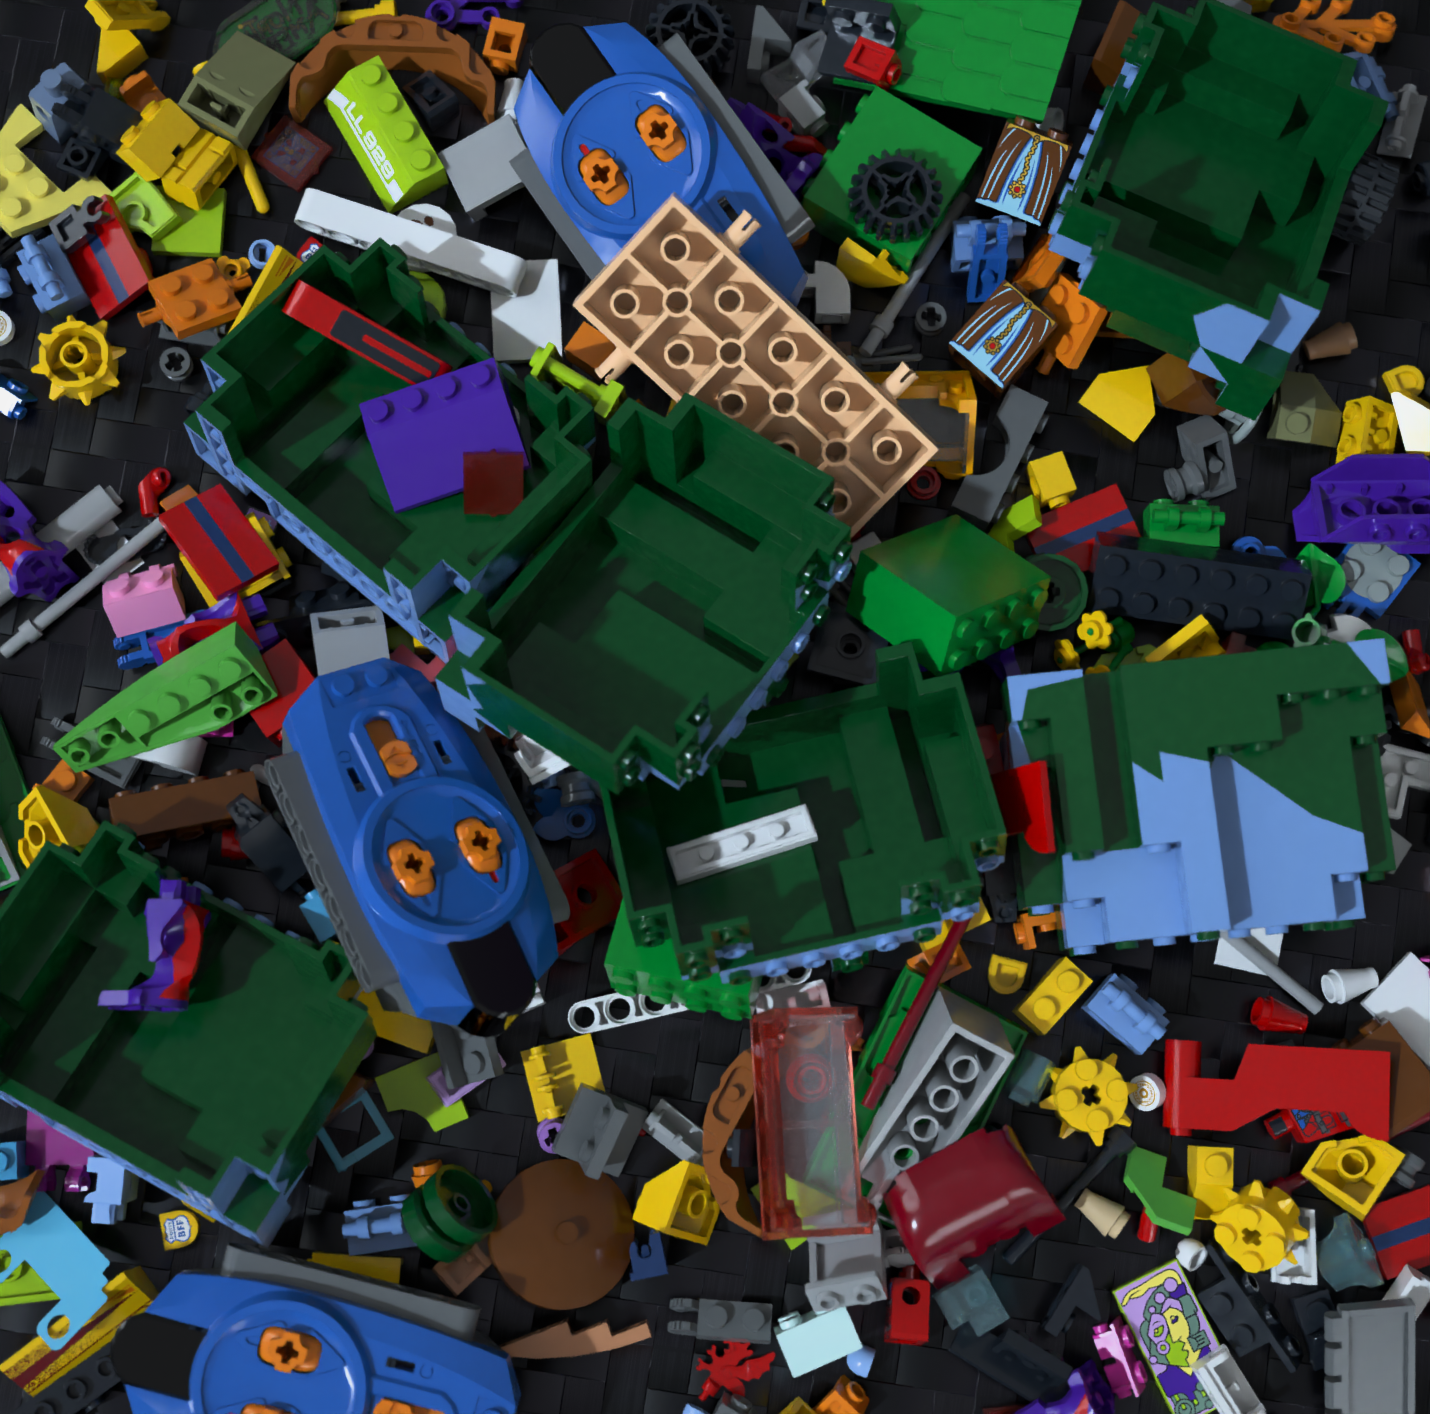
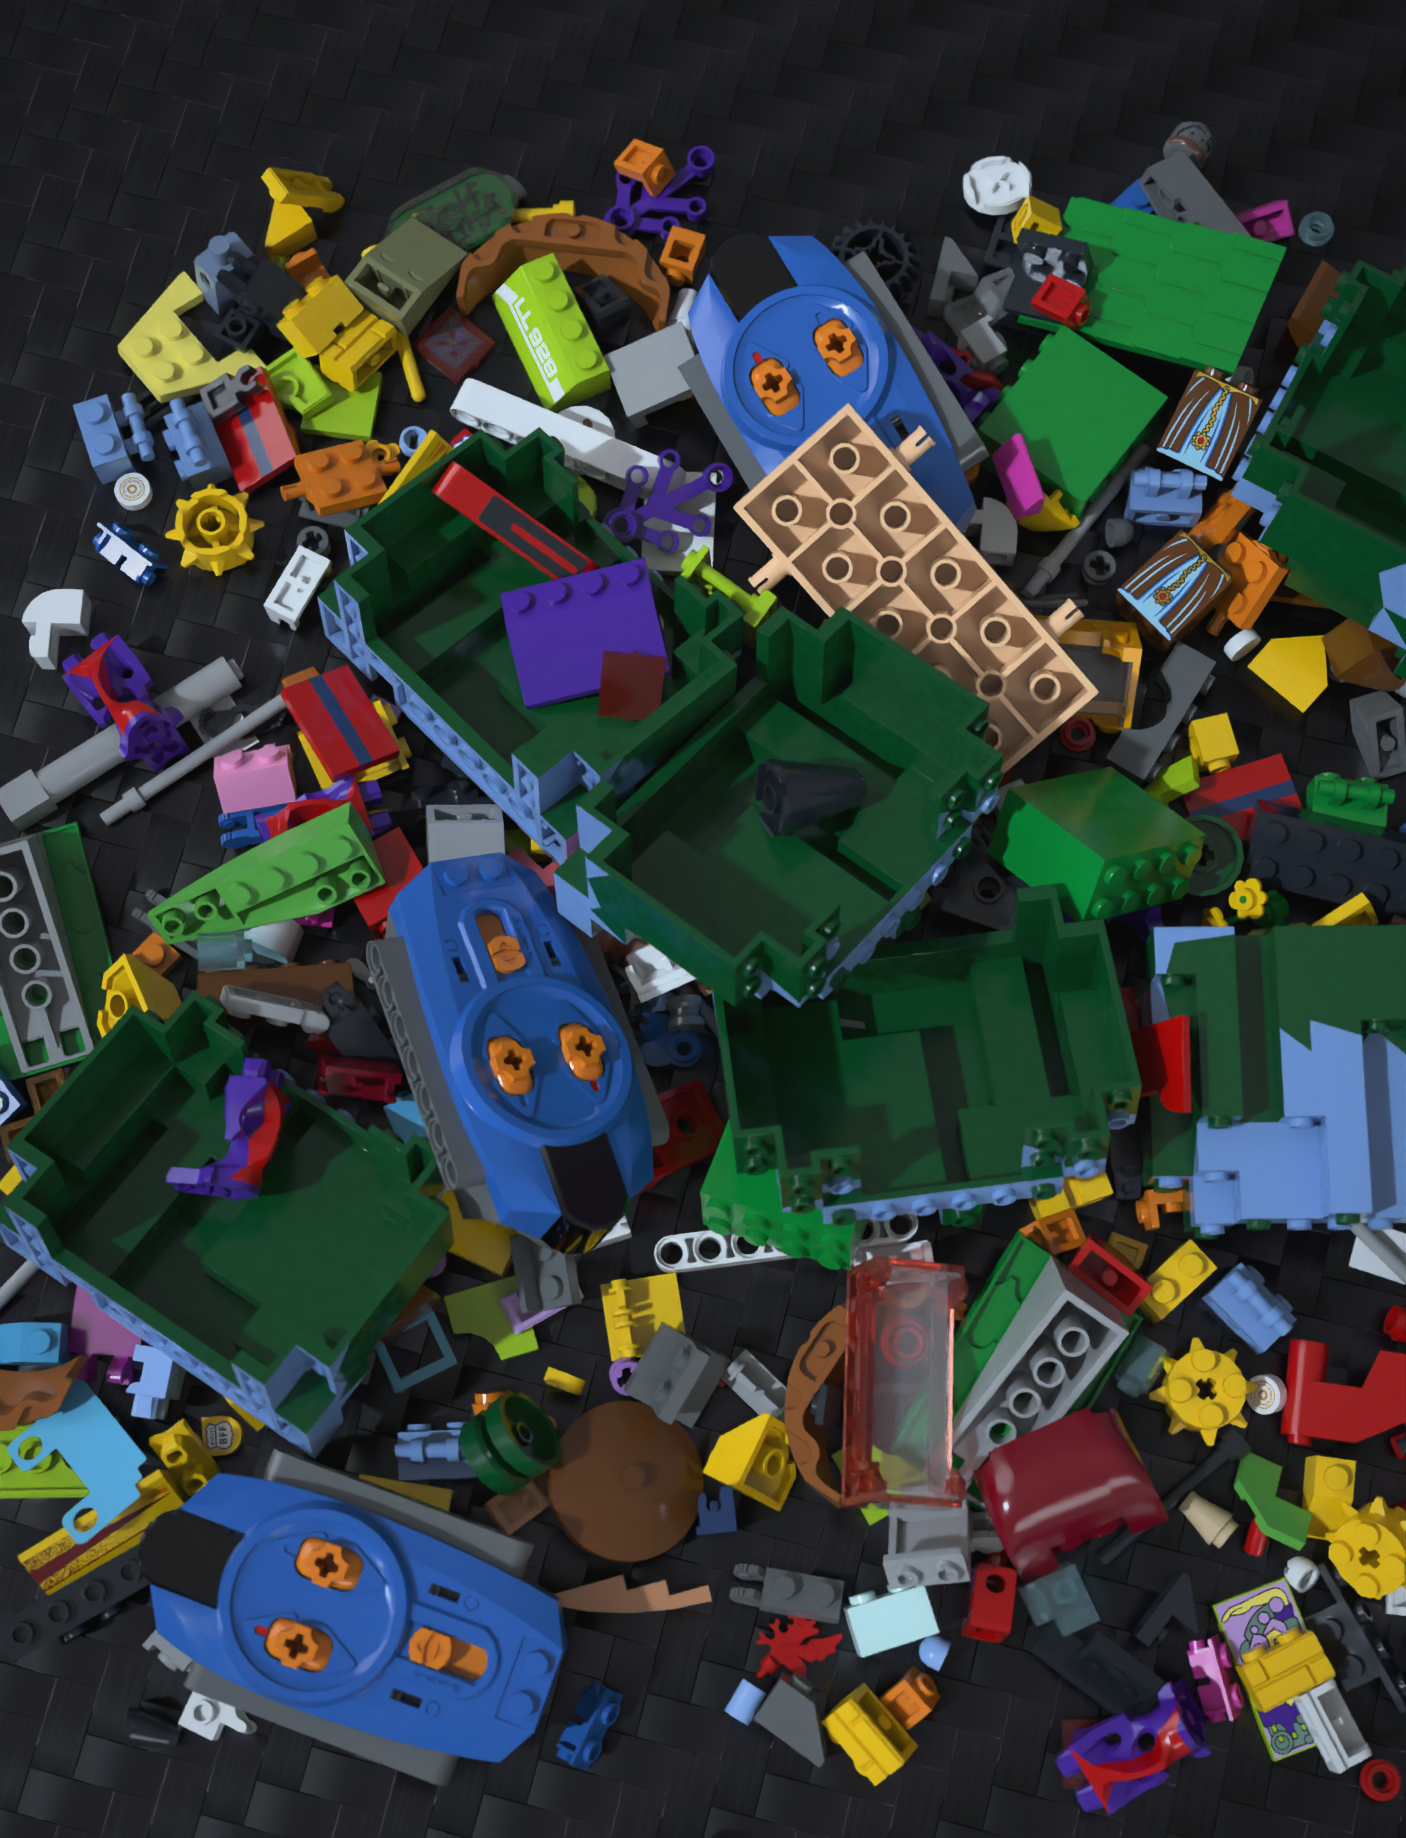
camera: 10 degrees right, 5 degrees down
(130, 775) = (223, 951): none -> clear light blue brick
(148, 1254) = (185, 1457): none -> yellow hips
(151, 488) = (275, 666): red arm -> none
(164, 408) = (297, 586): none -> white hinge
(184, 825) = (277, 1009): none -> light grey hinge
(270, 883) = (356, 1078): none -> dark red hinge
(495, 1146) = (564, 1381): none -> yellow tile
(507, 296) = (661, 504): none -> dark purple plant
(589, 349) = (741, 562): orange brick -> none
(667, 576) = (804, 793): none -> black cone
(741, 844) = (856, 1082): white tile -> none
(846, 242) = (1018, 477): none -> dark pink slope
(876, 176) = (1060, 415): black gear -> none
(884, 1073) = (987, 1340): dark red bar -> none
(947, 282) = (1118, 532): none -> dark grey hinge
(987, 263) = (1163, 514): blue hinge -> none
(993, 996) = (1109, 1274): none -> red slope
(1071, 381) = (1241, 644): none -> white tile
(1181, 1344) = (1284, 1669): none -> yellow brick
(1184, 481) = (1353, 757): dark grey wheel -> none

